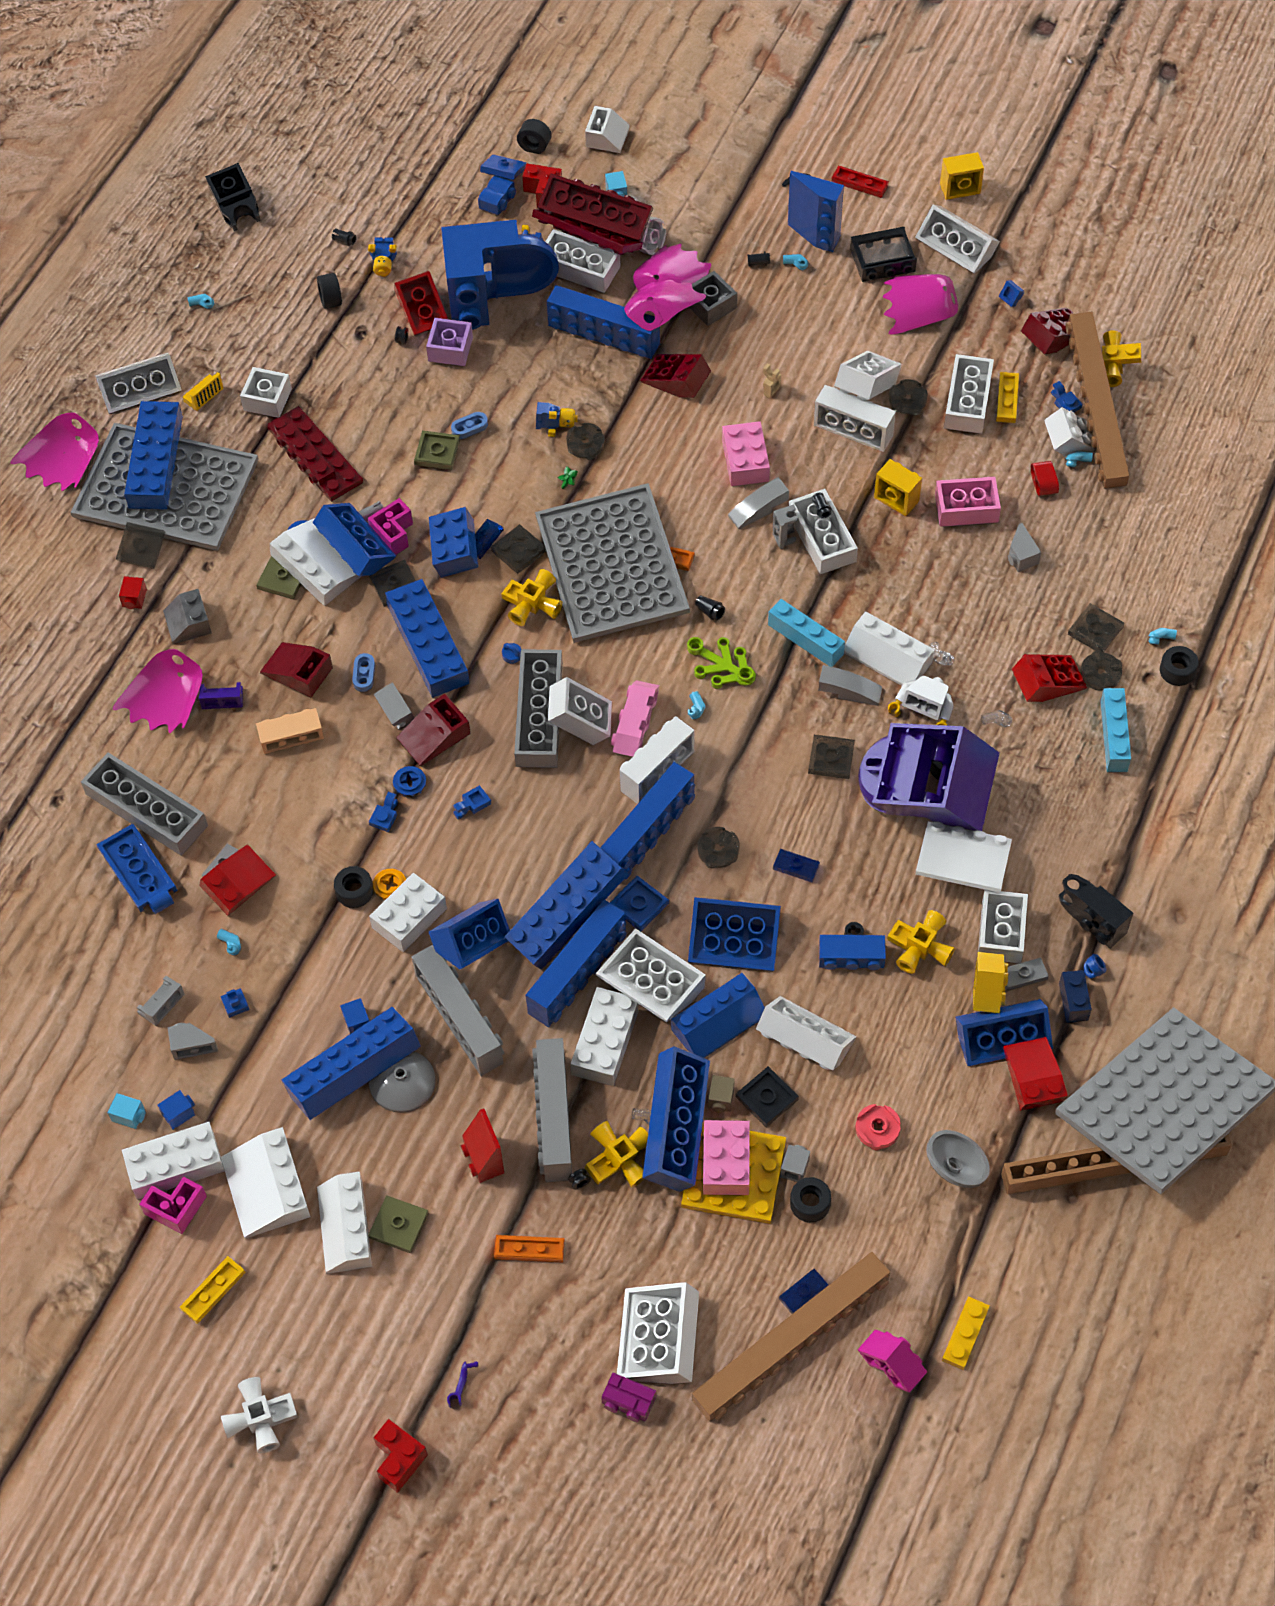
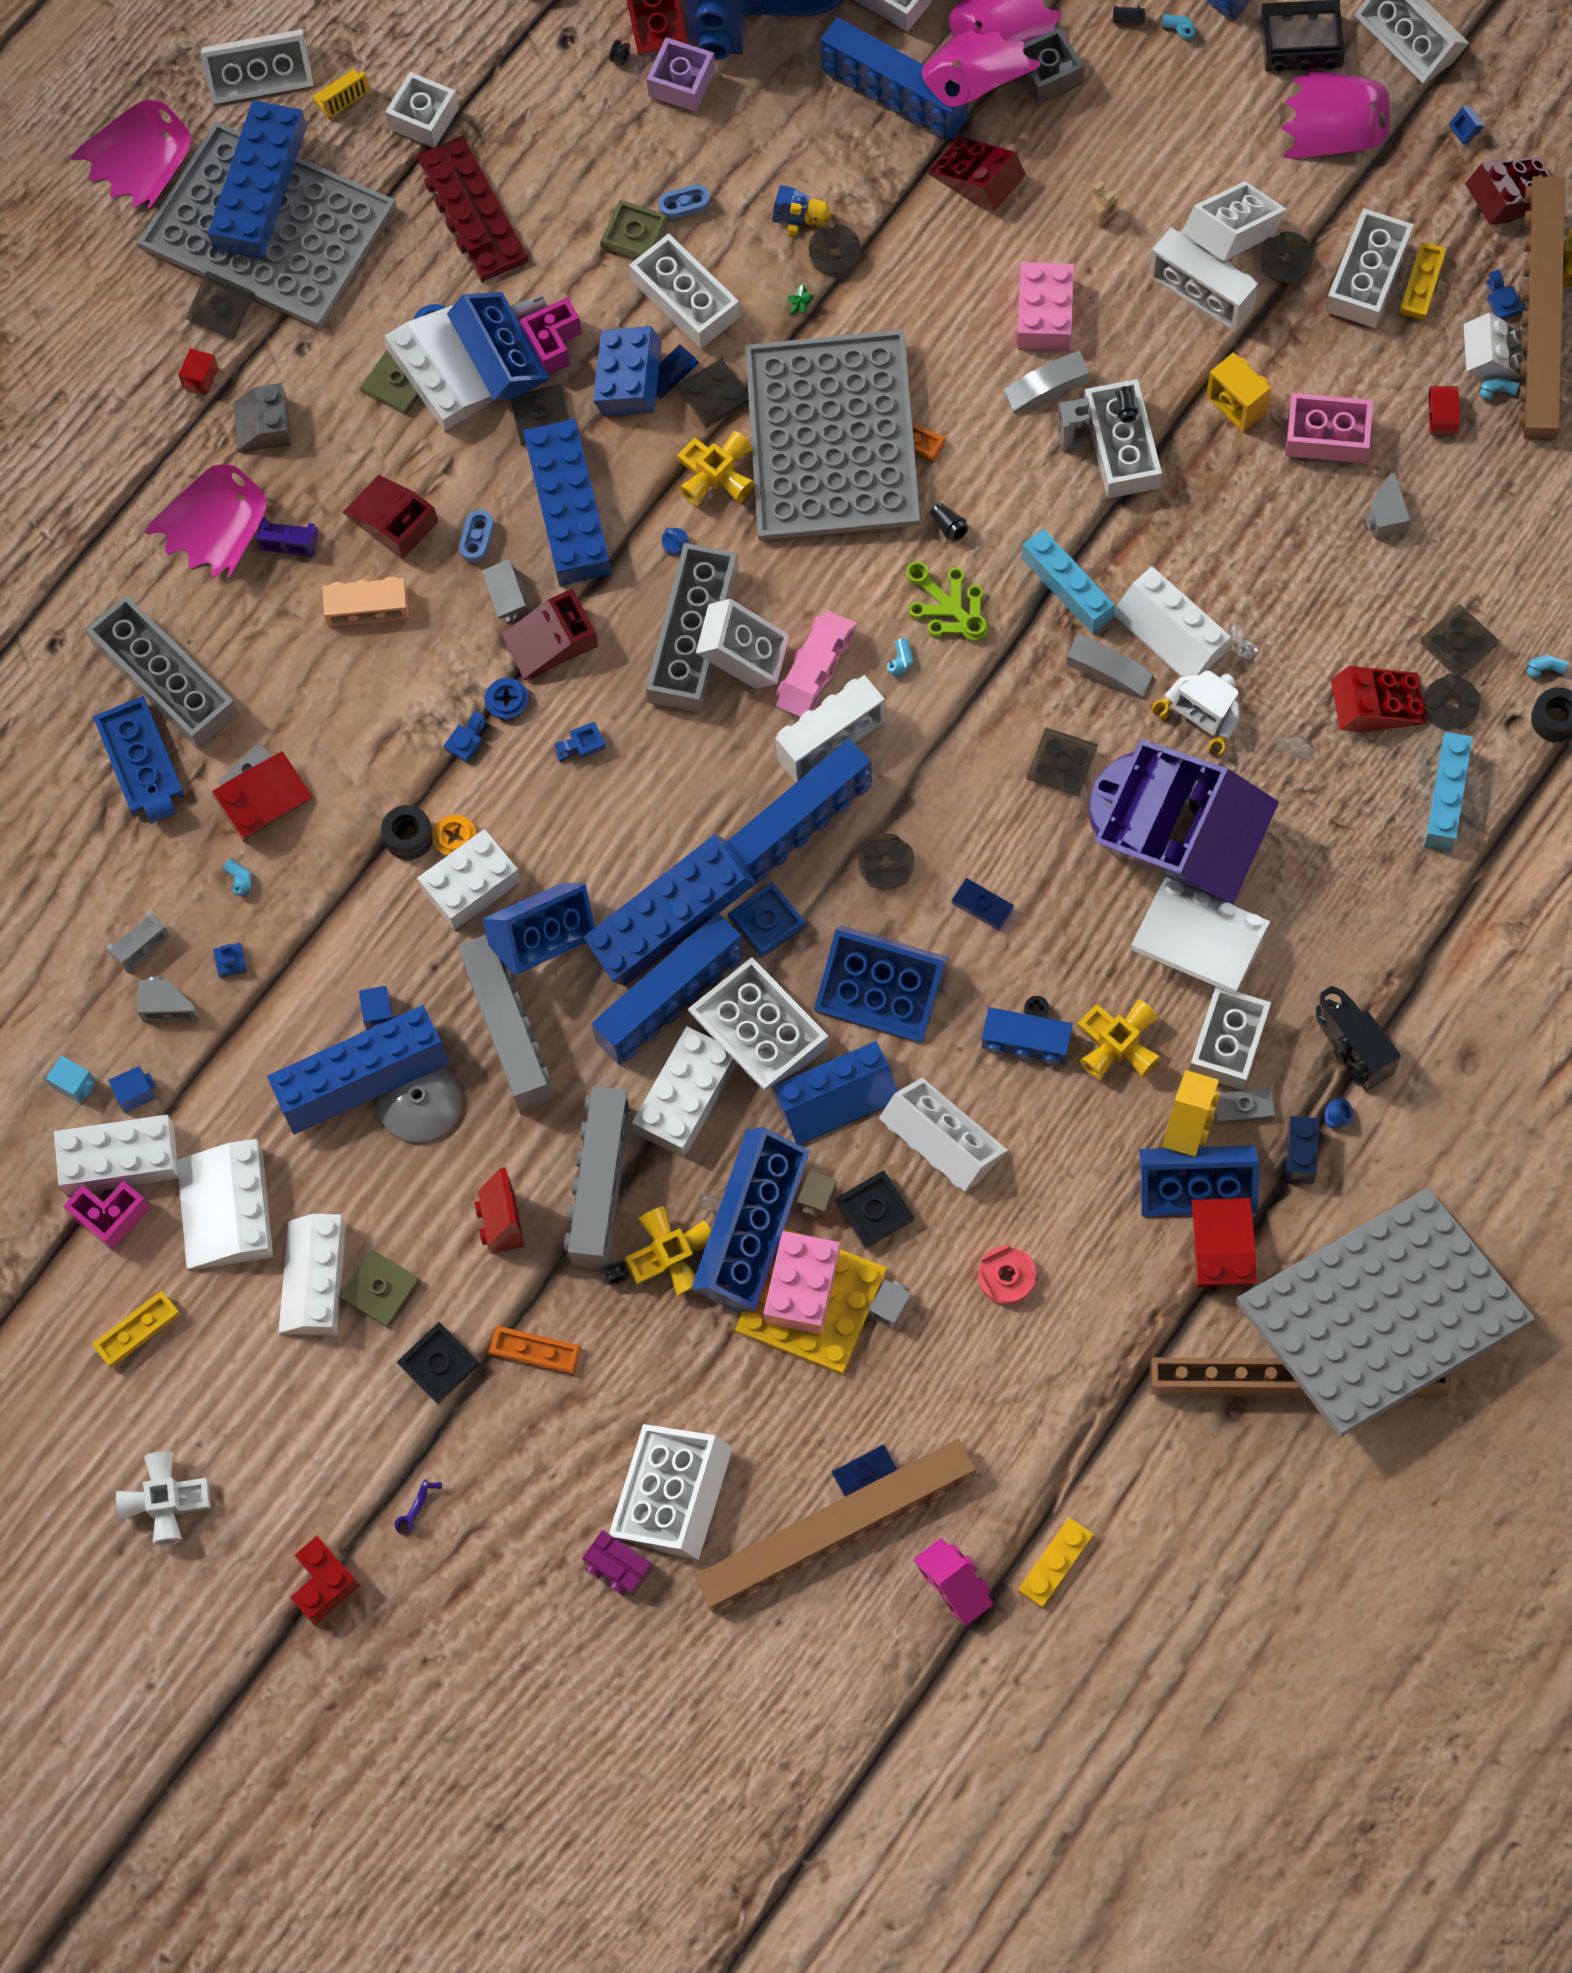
camera: 15 degrees right, 10 degrees up
(456, 1271) = (438, 1363): none -> black plate
(483, 482) = (684, 291): none -> white brick
(810, 1186) = (893, 1337): black tyre -> none
(957, 1159) = (1096, 1338): light grey dish -> none

